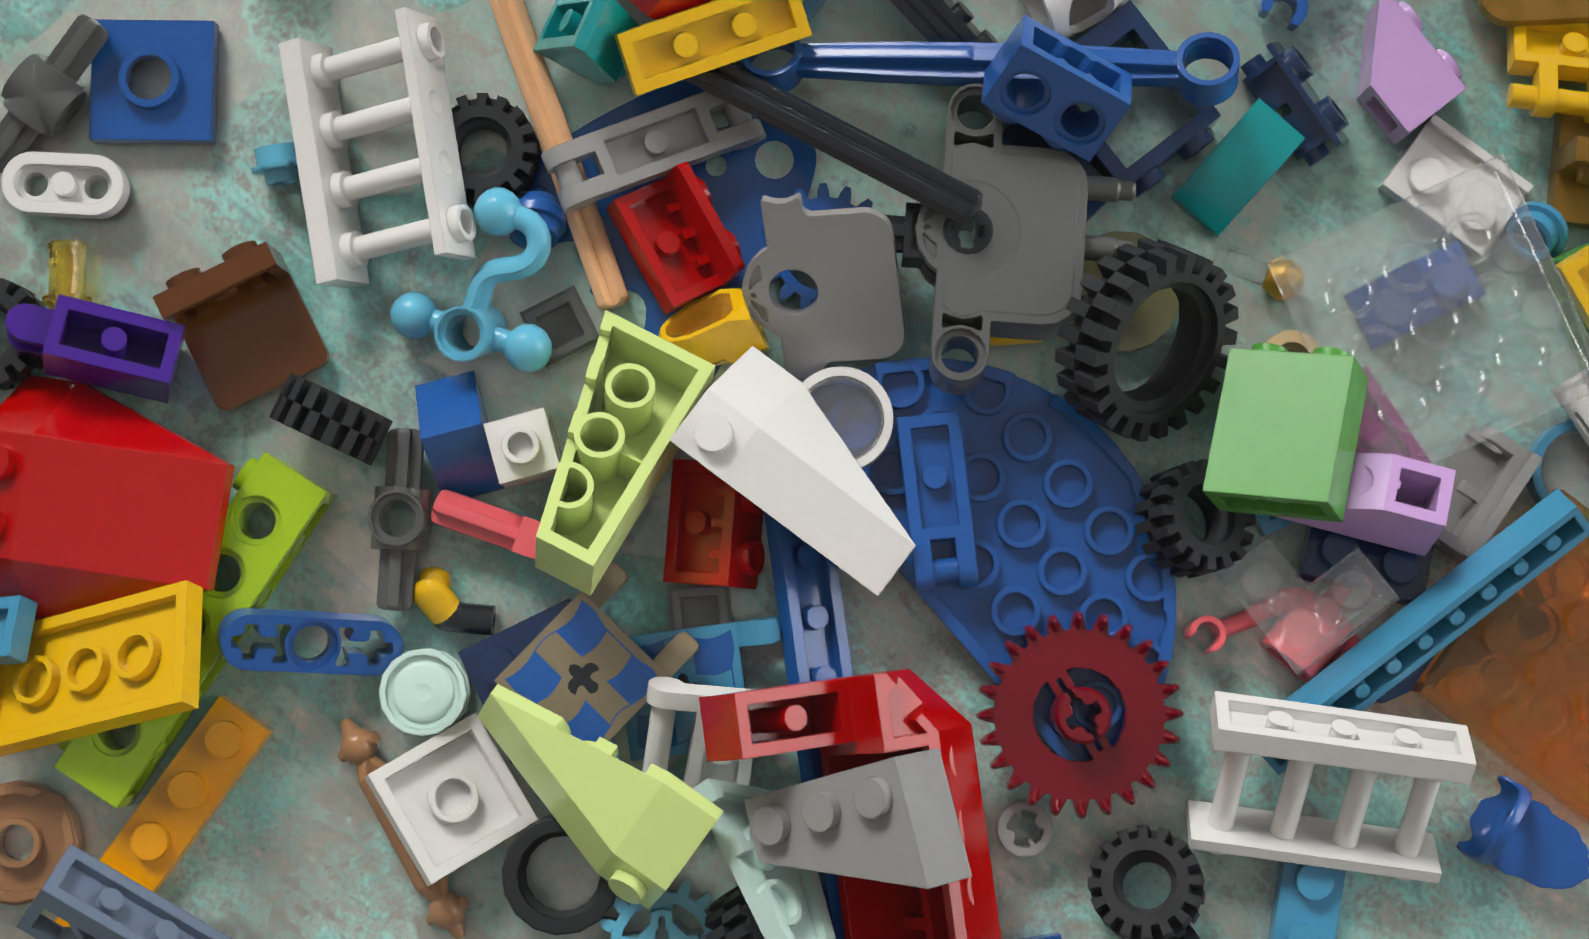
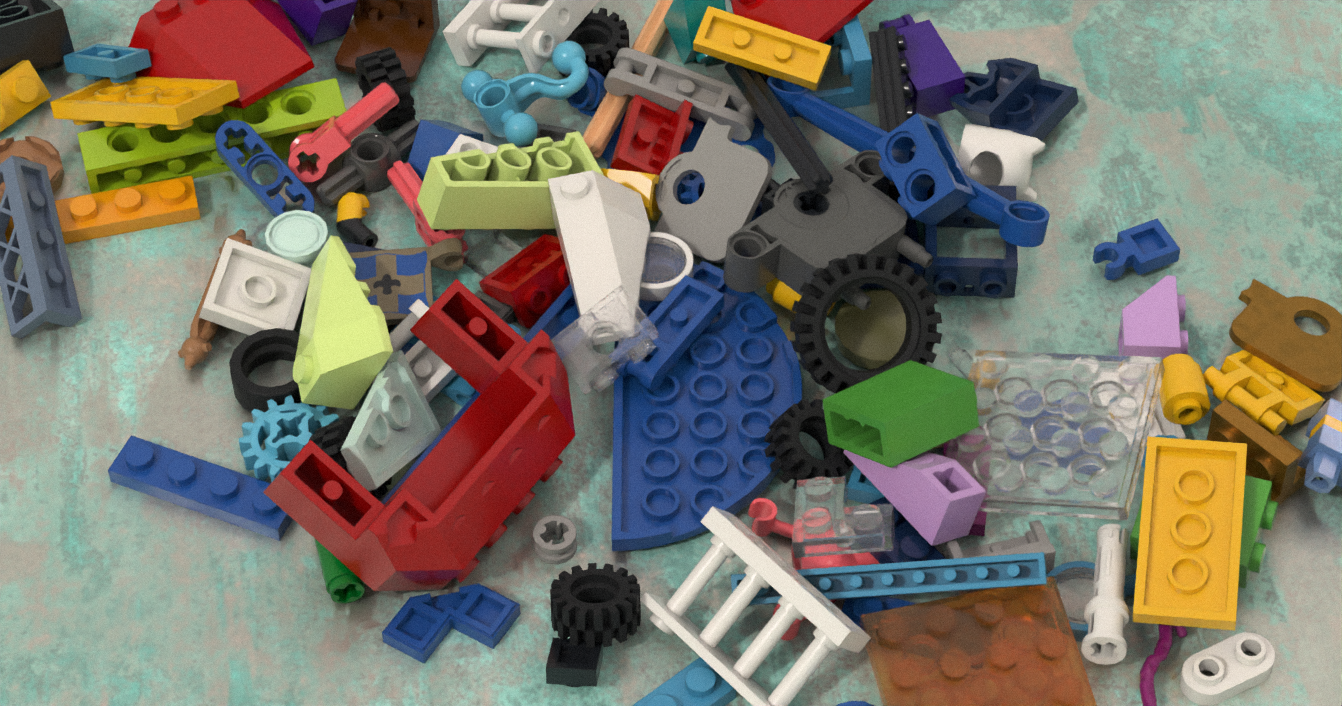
camera: 40 degrees right, 35 degrees down
(338, 542) = (336, 133): none -> coral connector
(866, 823) = (465, 402): light grey wedge -> none
(900, 565) = (615, 315): none -> clear brick
(1111, 767) = (633, 454): dark red gear -> none
(1238, 167) = (1000, 313): teal slope -> none
(1285, 81) = (1078, 293): dark blue hinge -> none
(1503, 130) = (1183, 390): none -> yellow brick

